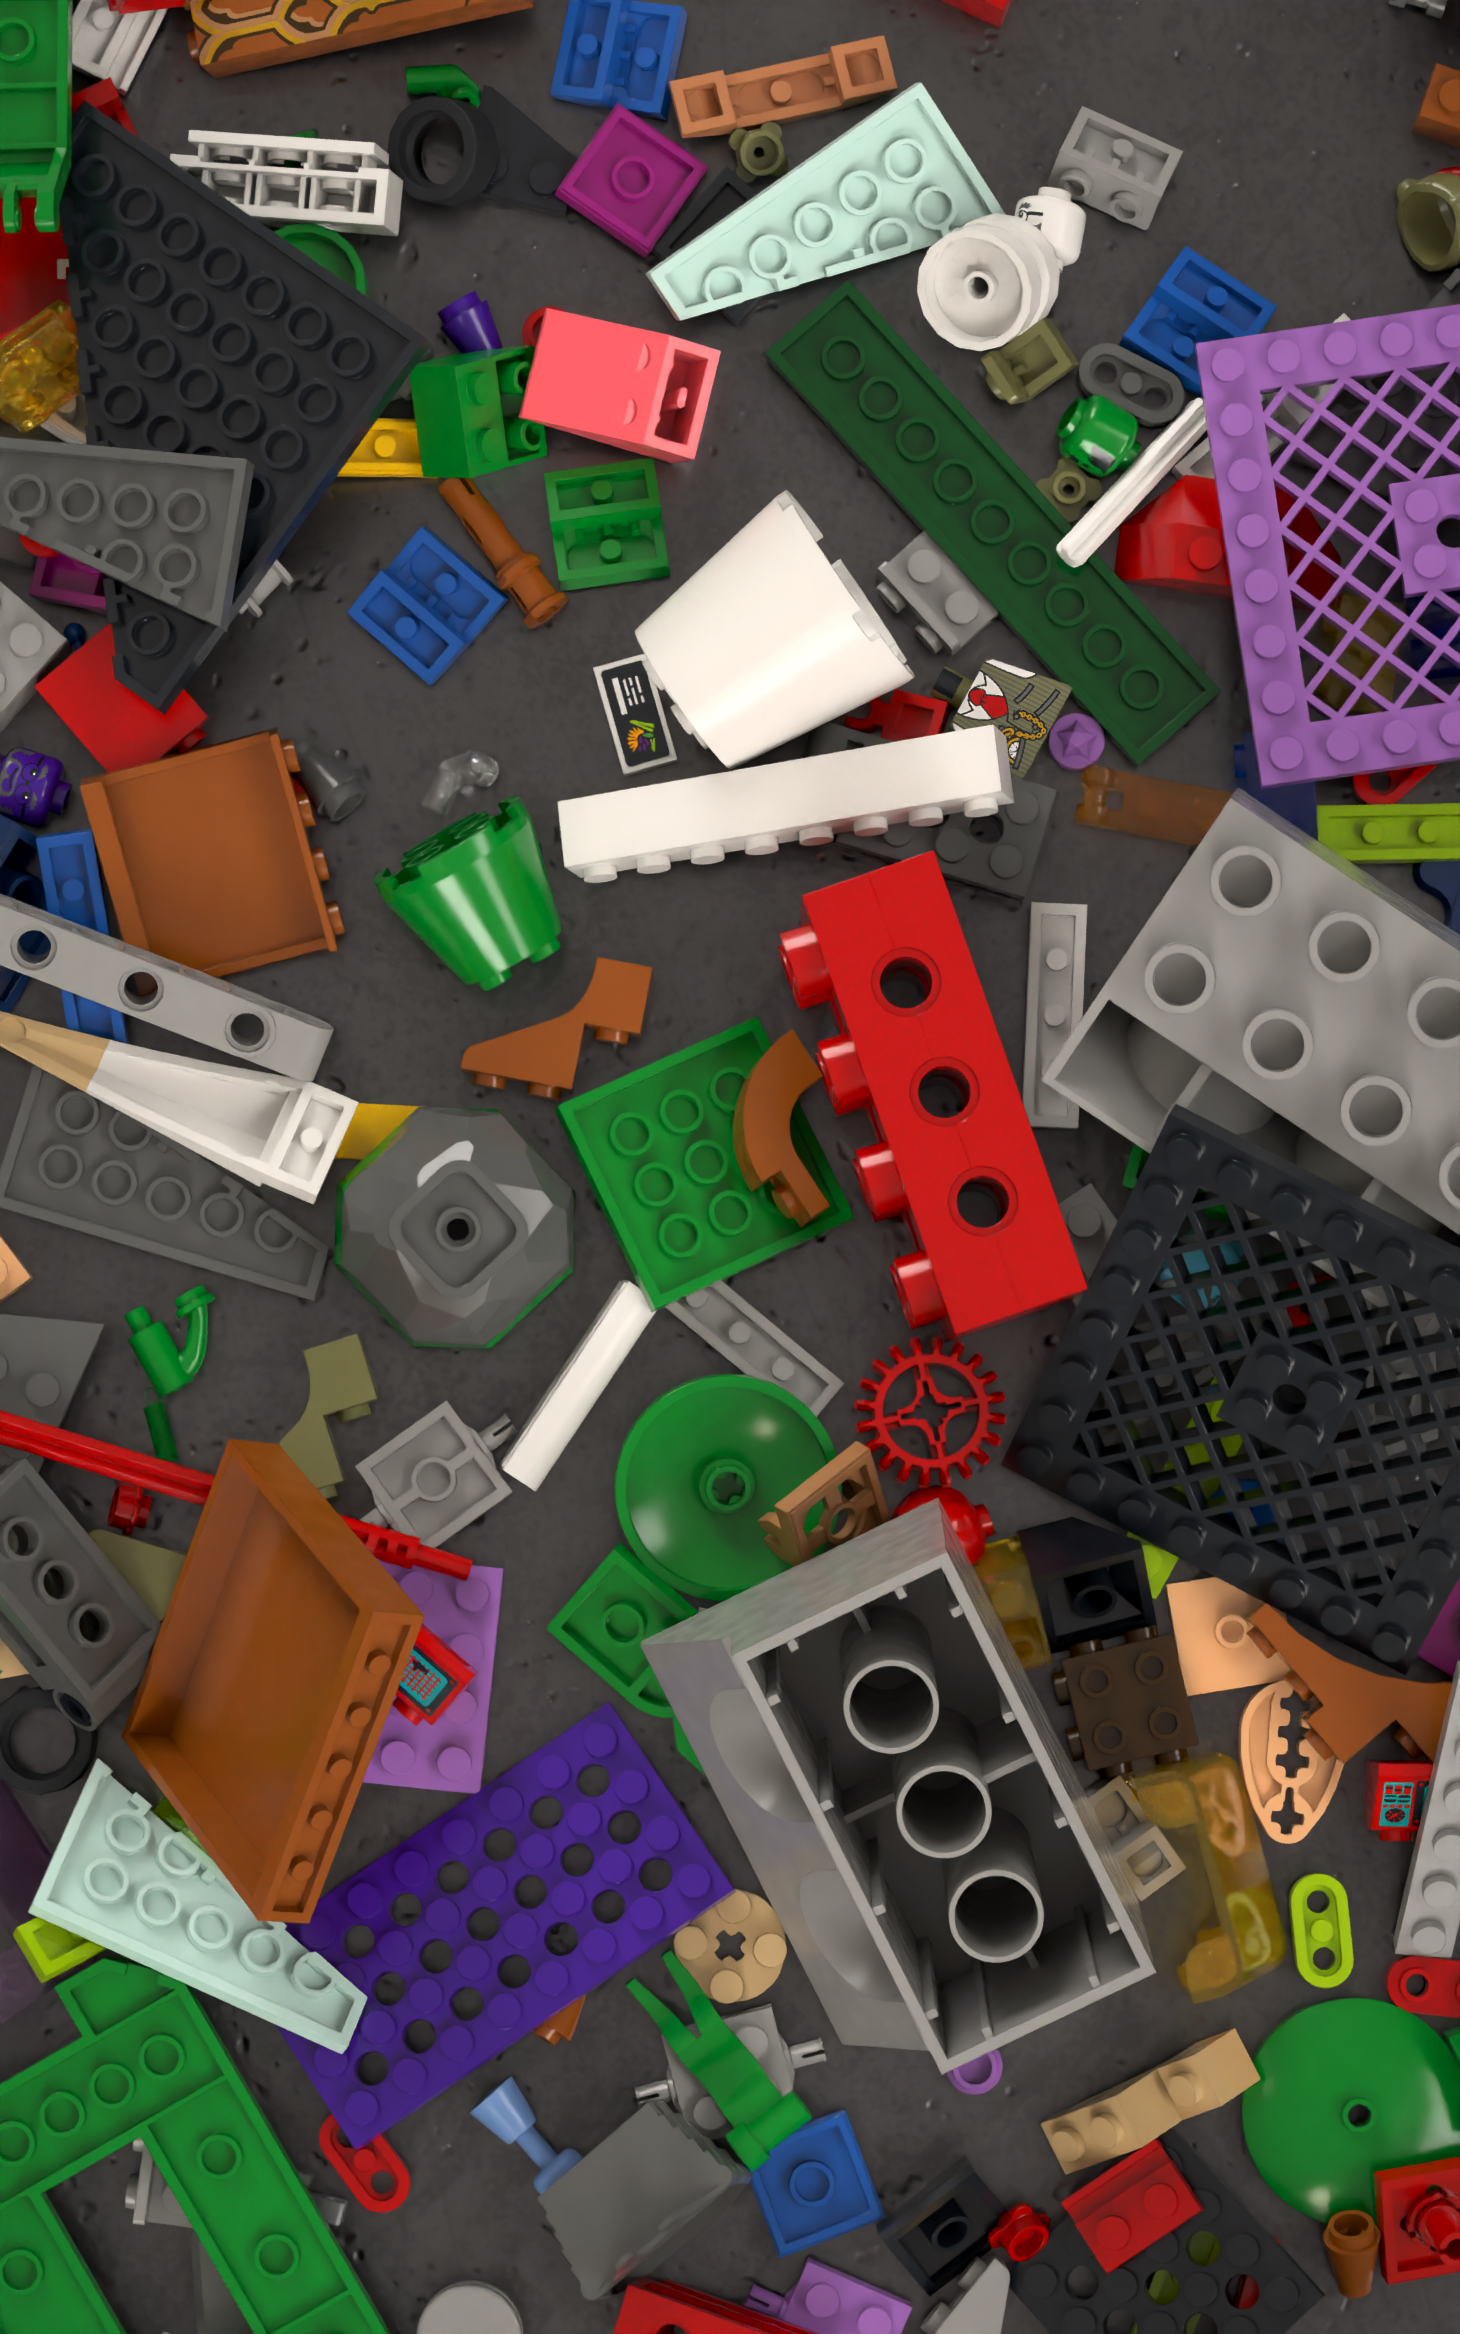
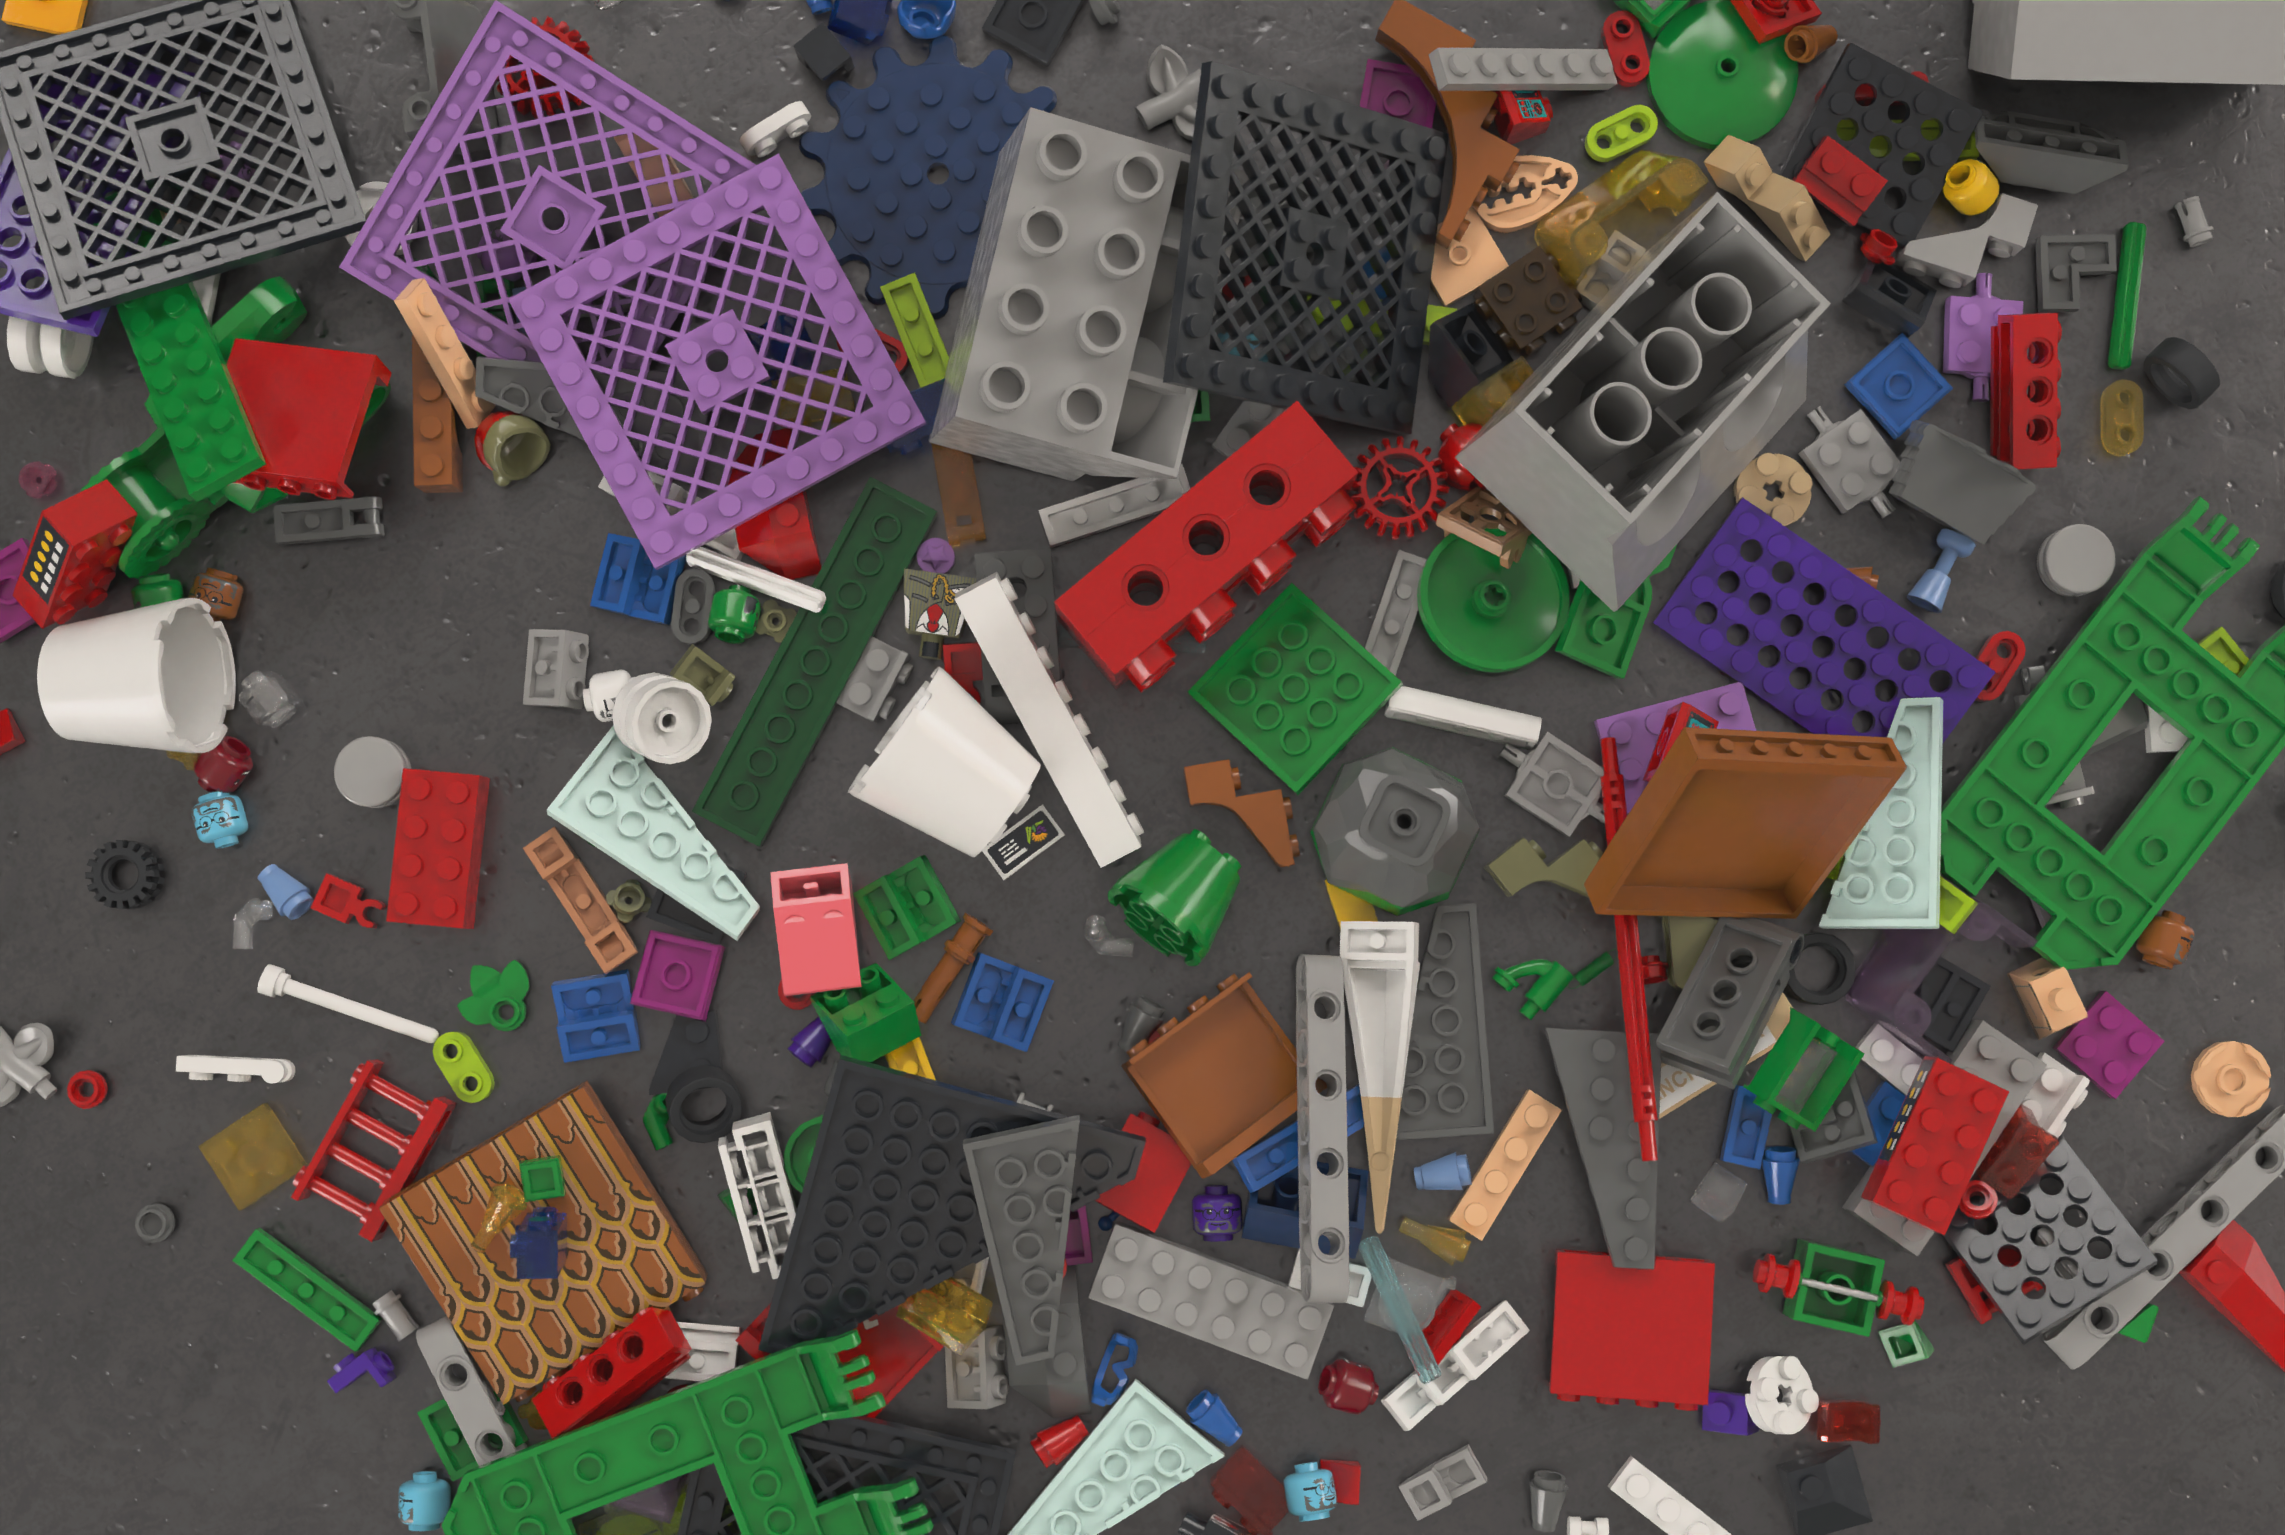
camera: 110 degrees left, 0 degrees up
(726, 2070) = (1854, 460): green flag -> none
(763, 1128) = (1258, 658): dark orange arch -> none

